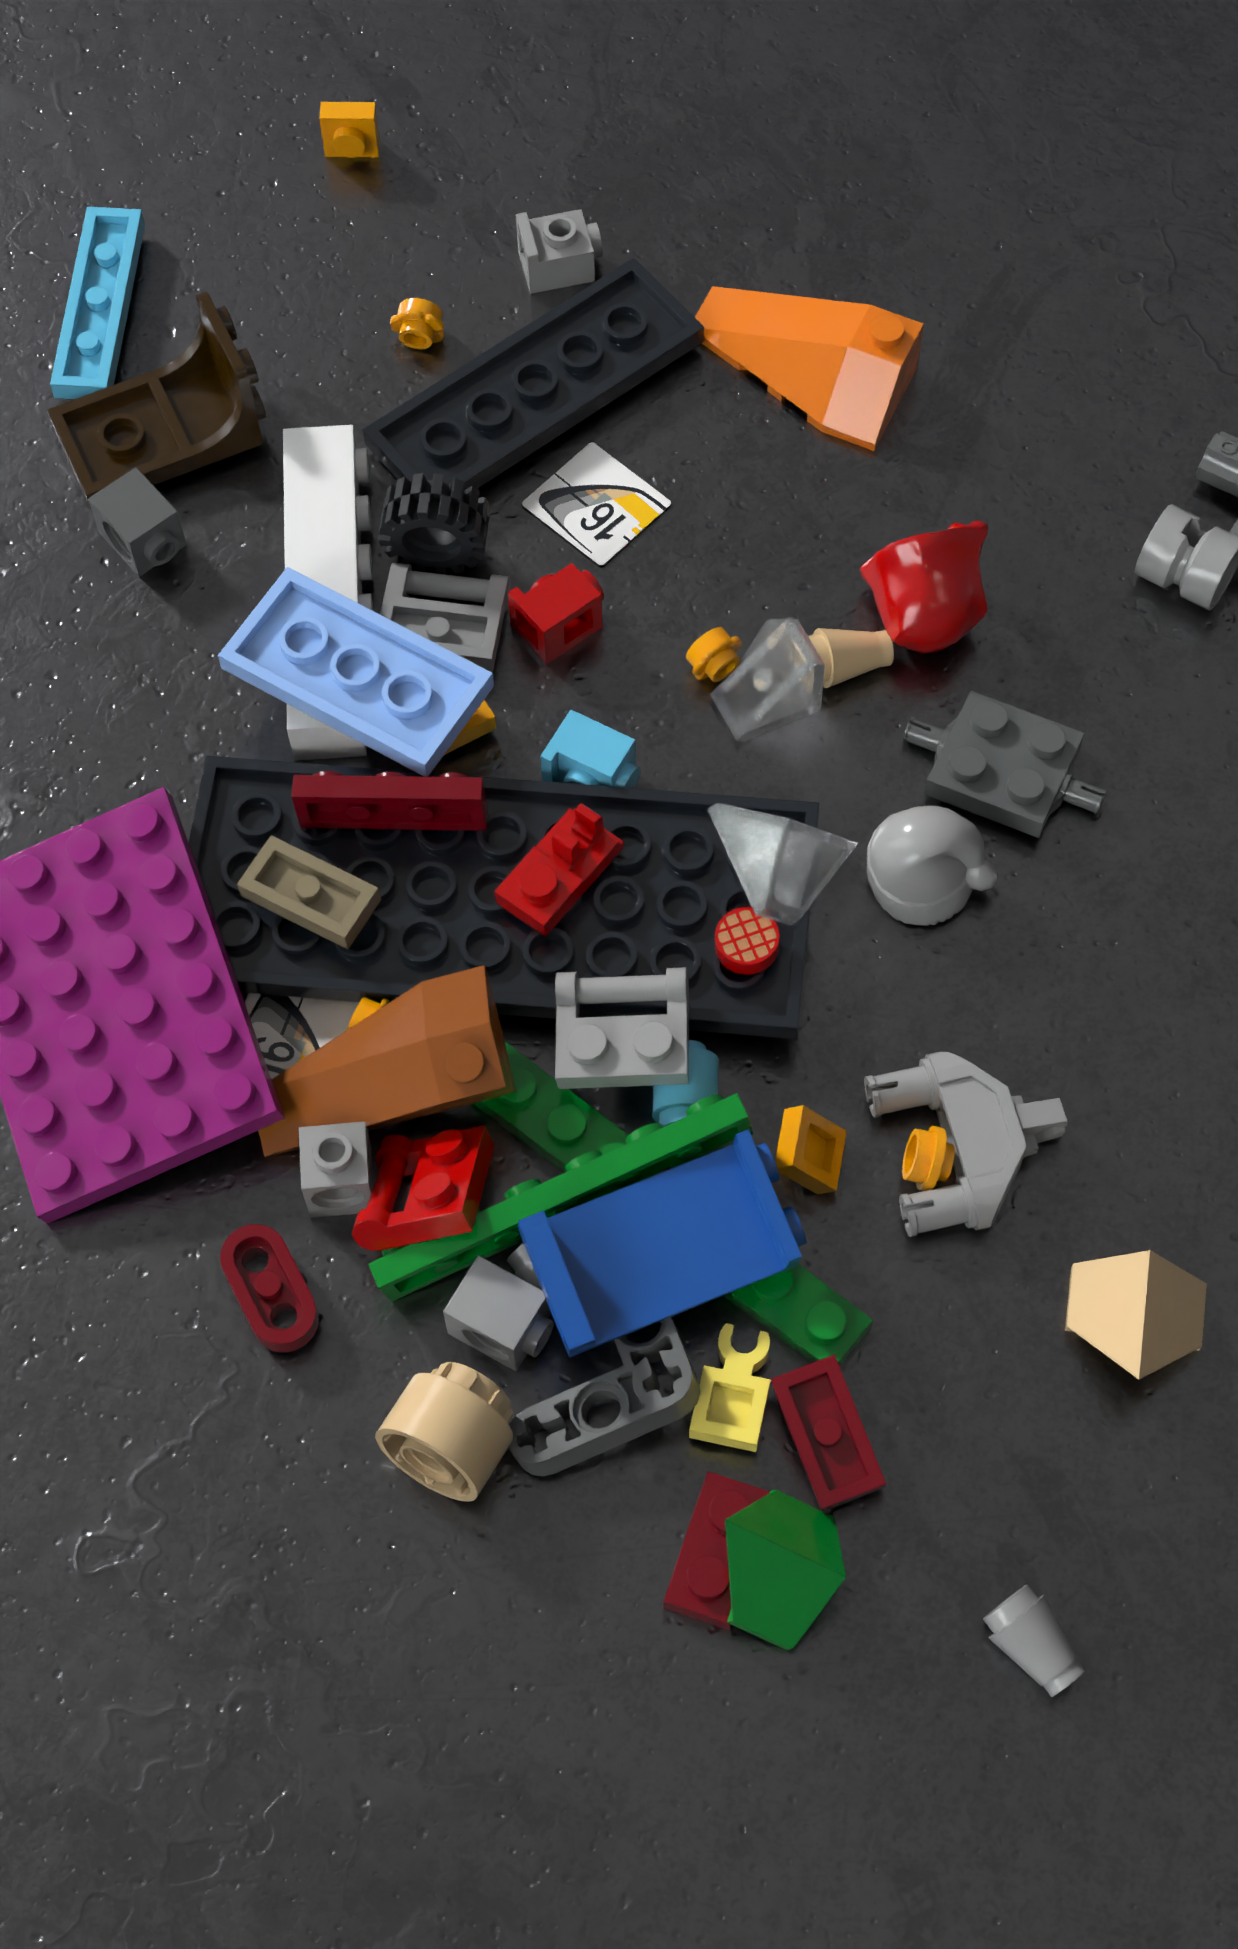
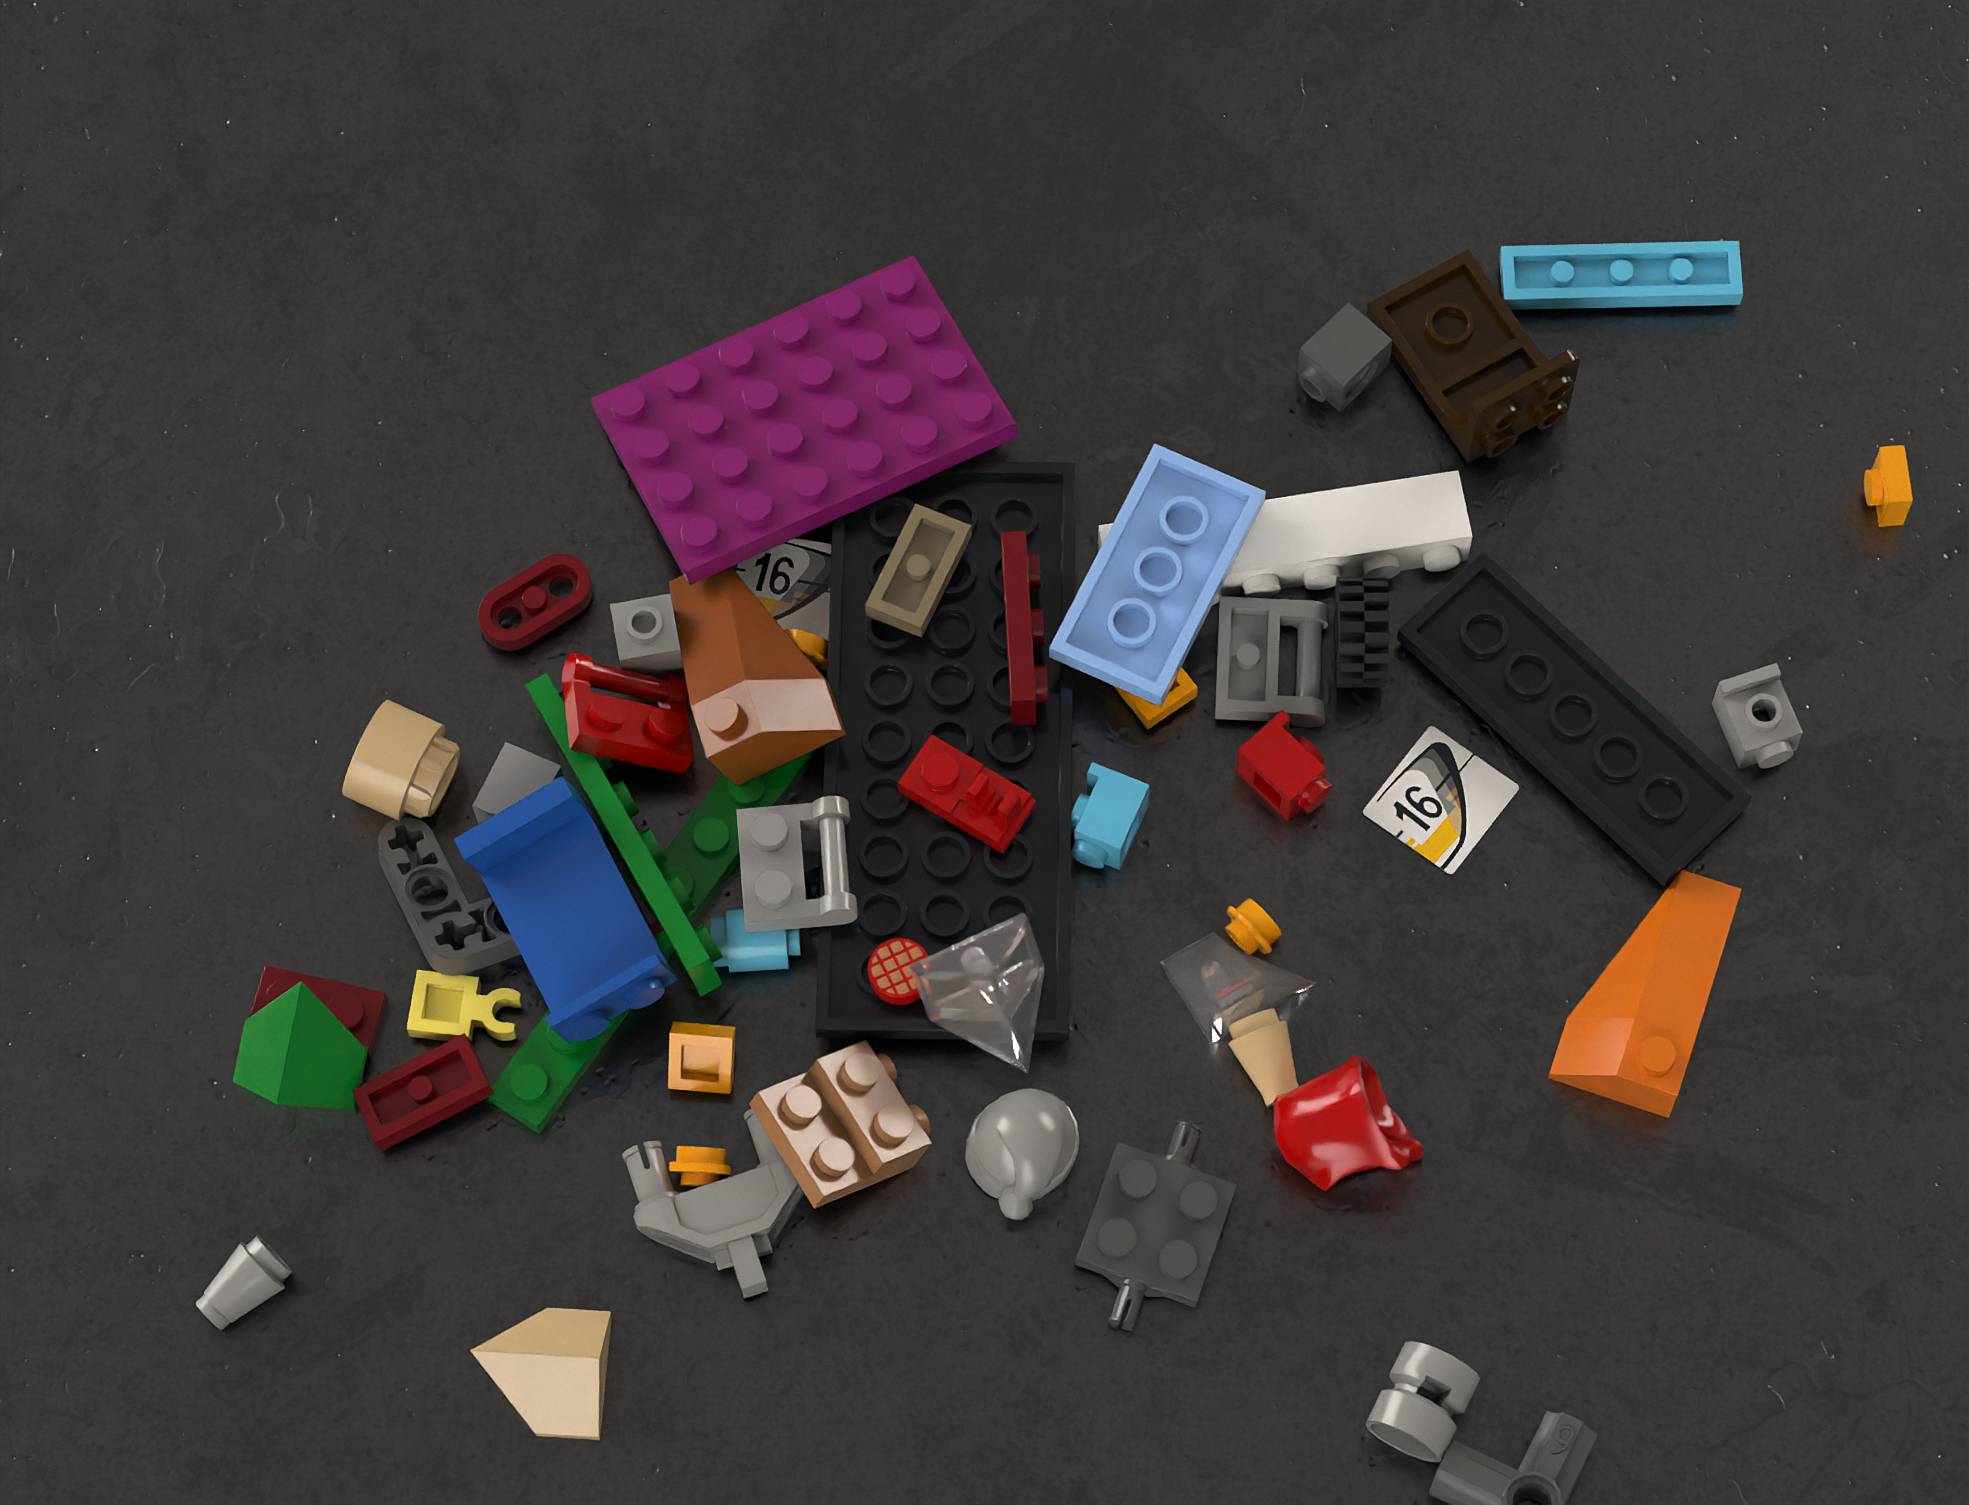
camera: 85 degrees right, 5 degrees up
(418, 323) = (1638, 591): light orange plate -> none
(896, 1015) = (843, 1123): none -> medium nougat plate

